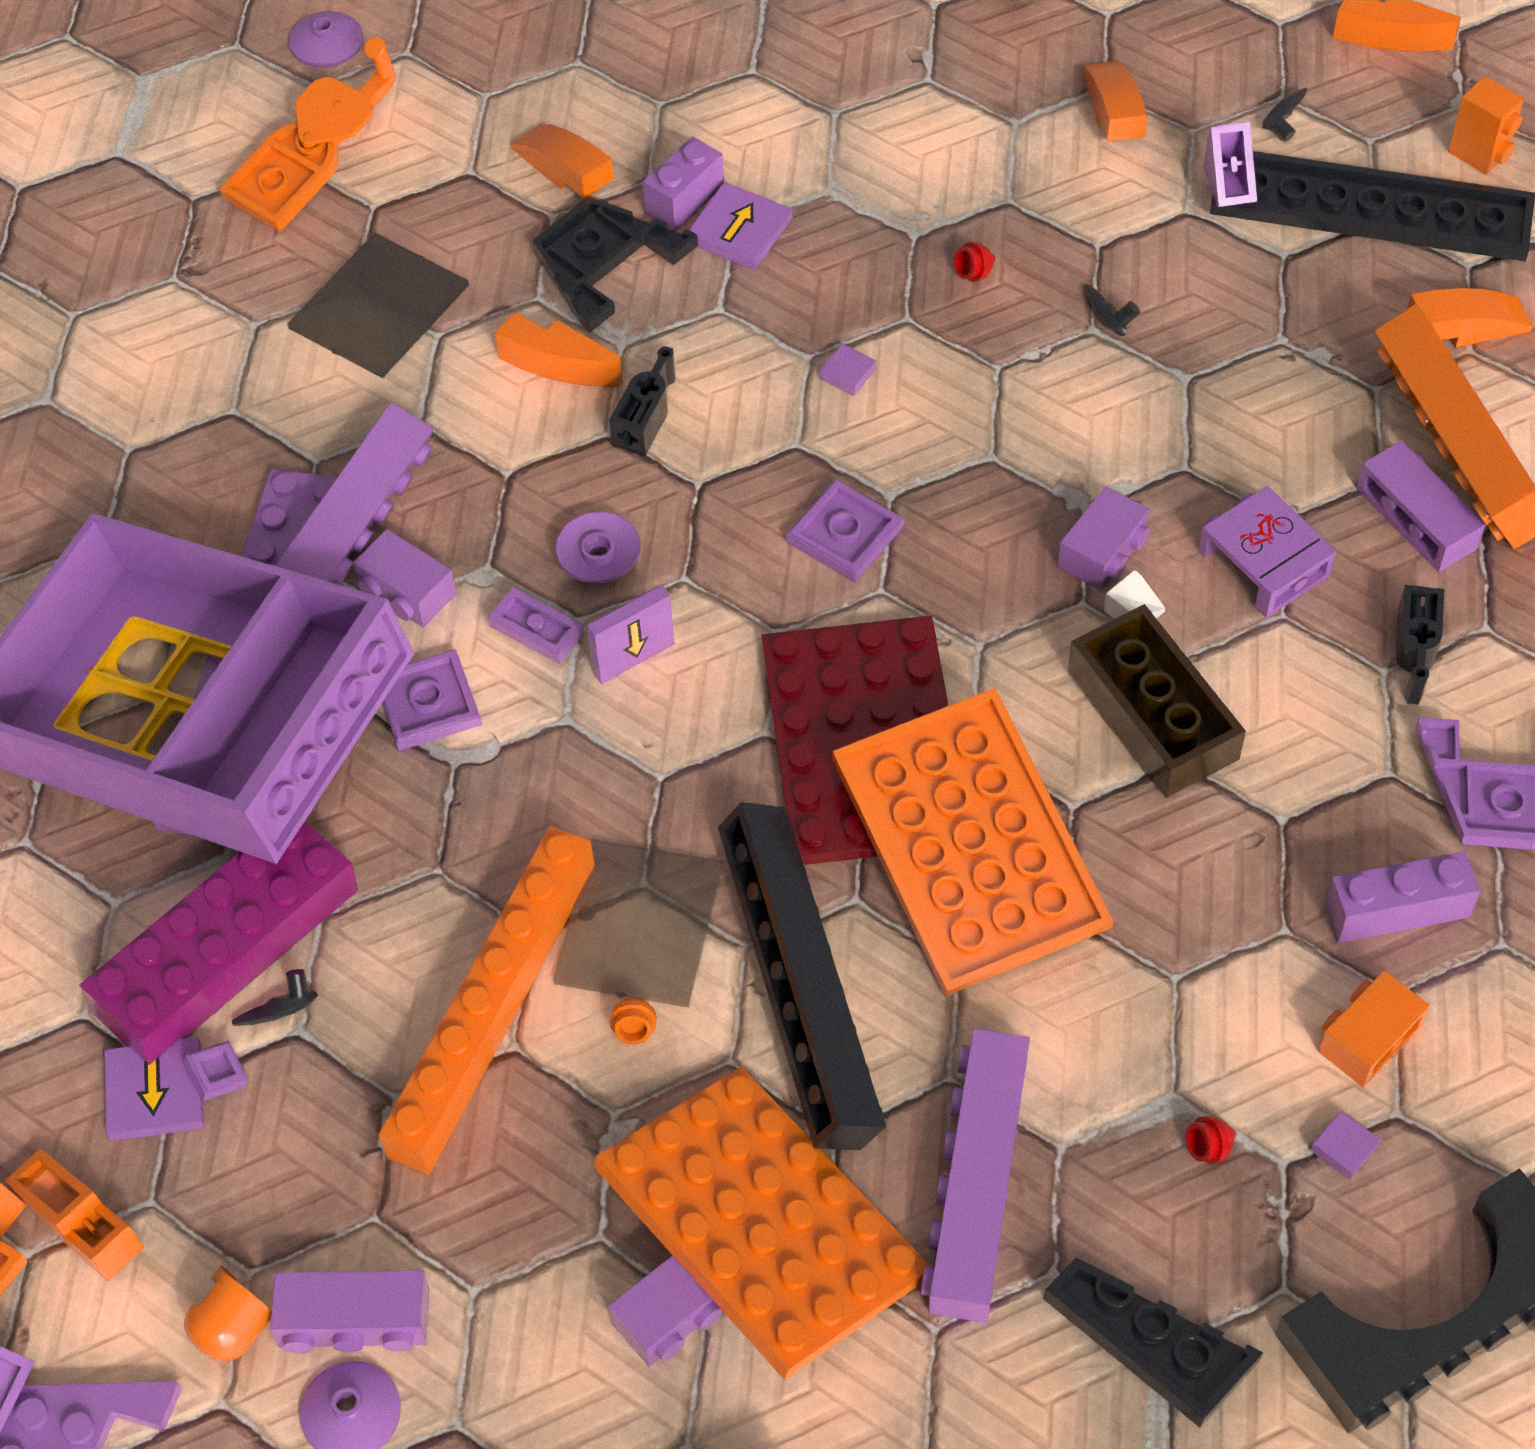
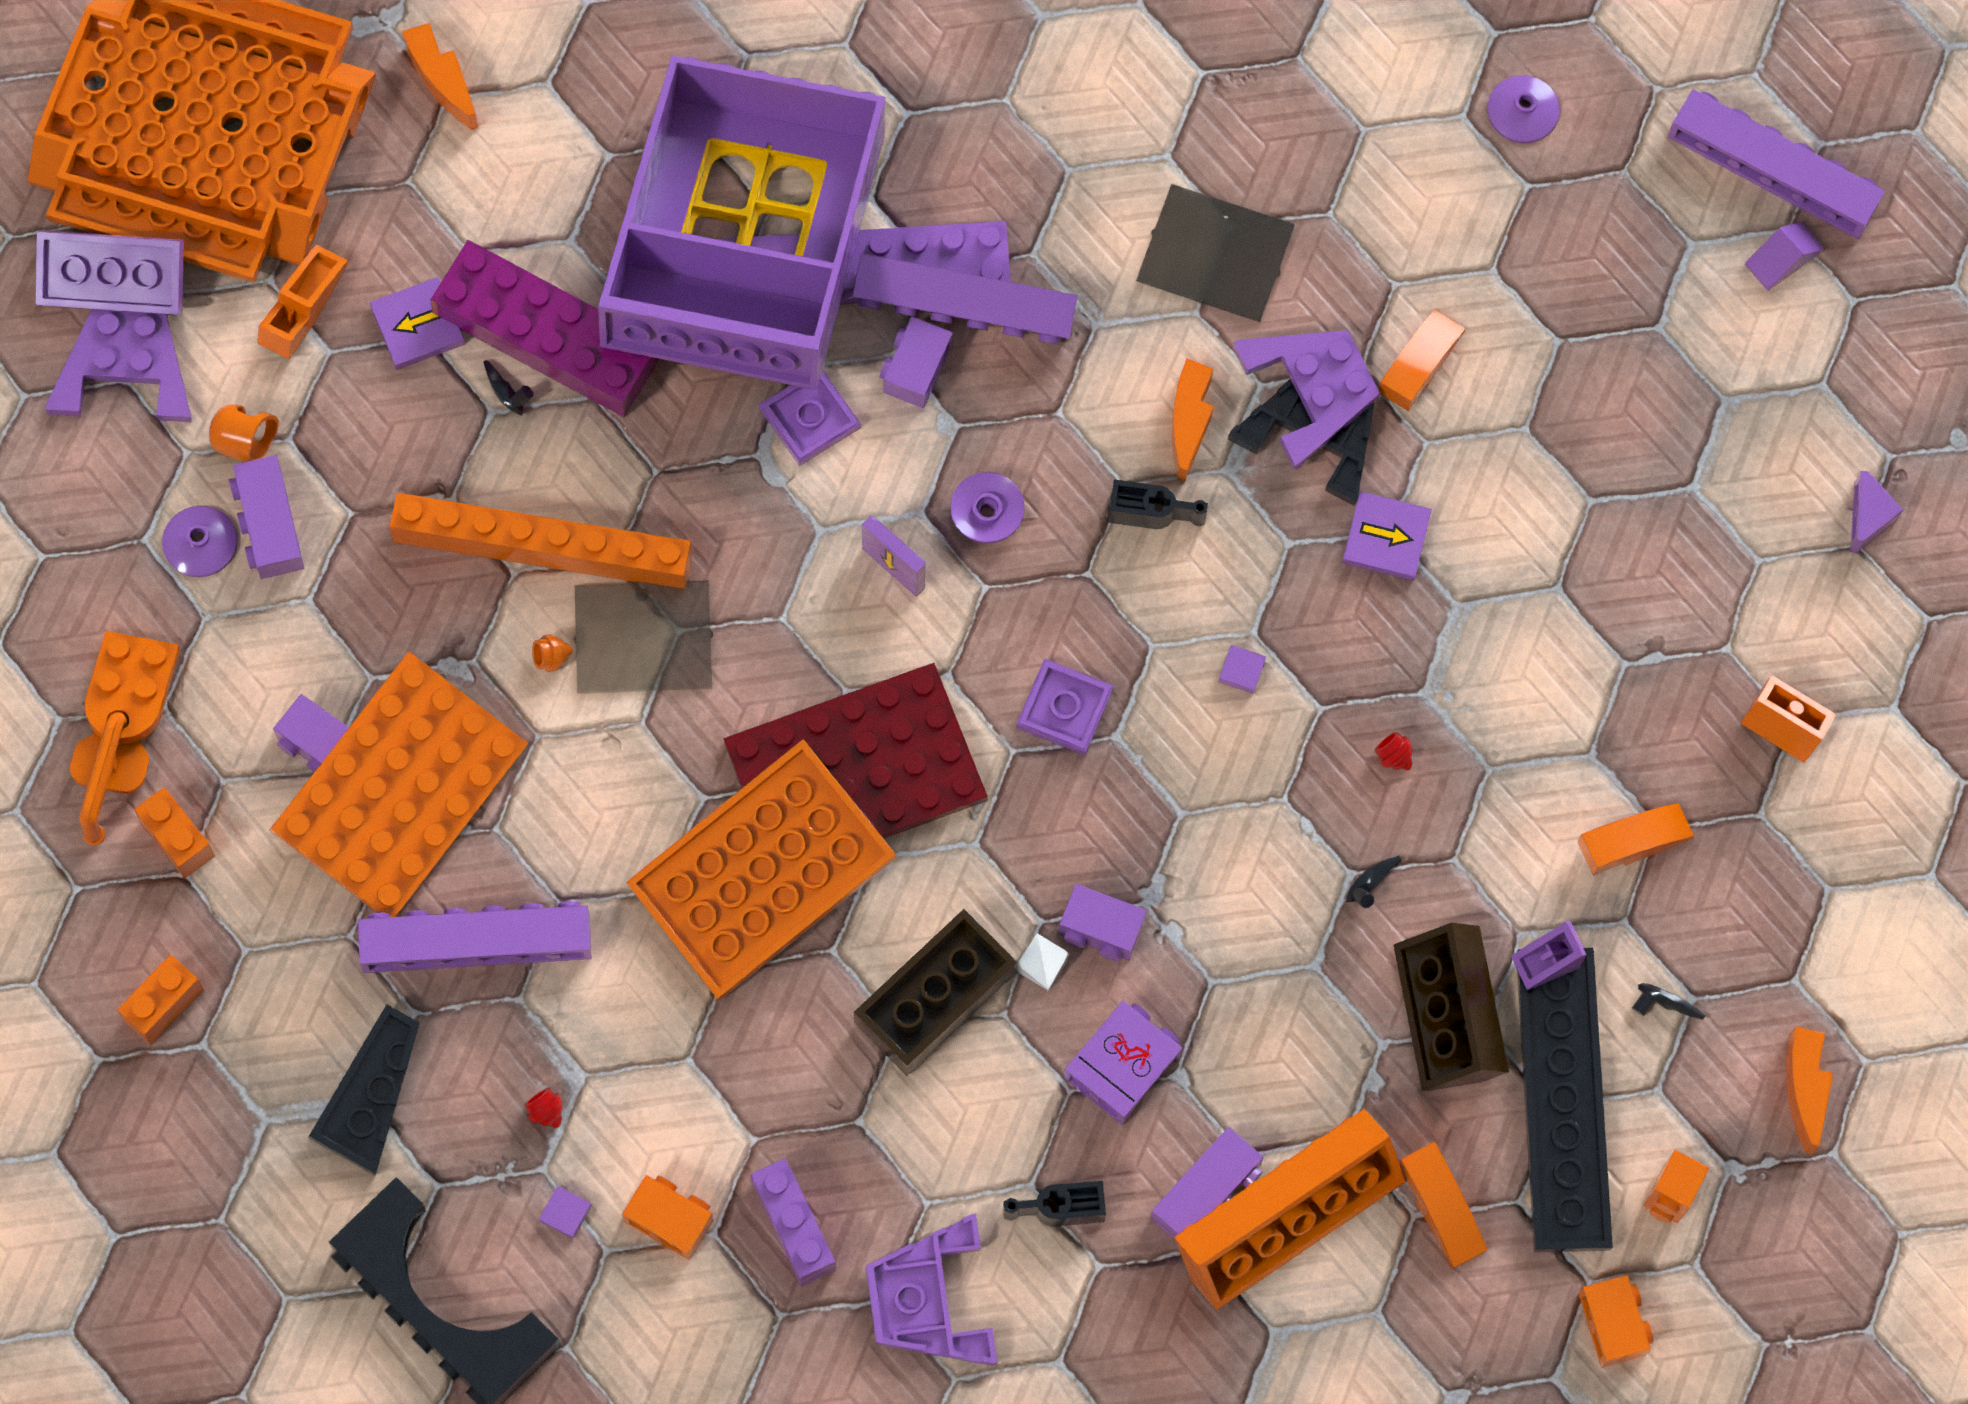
camera: 70 degrees right, 15 degrees up
(215, 1071) = (437, 361): medium lavender tile -> none
(304, 154) = (1331, 128): orange plate -> none
(536, 625) = (898, 480): medium lavender plate -> none
(557, 227) = (1327, 378): none -> medium lavender wing
(683, 183) = (1414, 473): medium lavender brick -> none
(801, 978) = (612, 766): black brick -> none
(1261, 270) = (1451, 1007): none -> dark brown slope

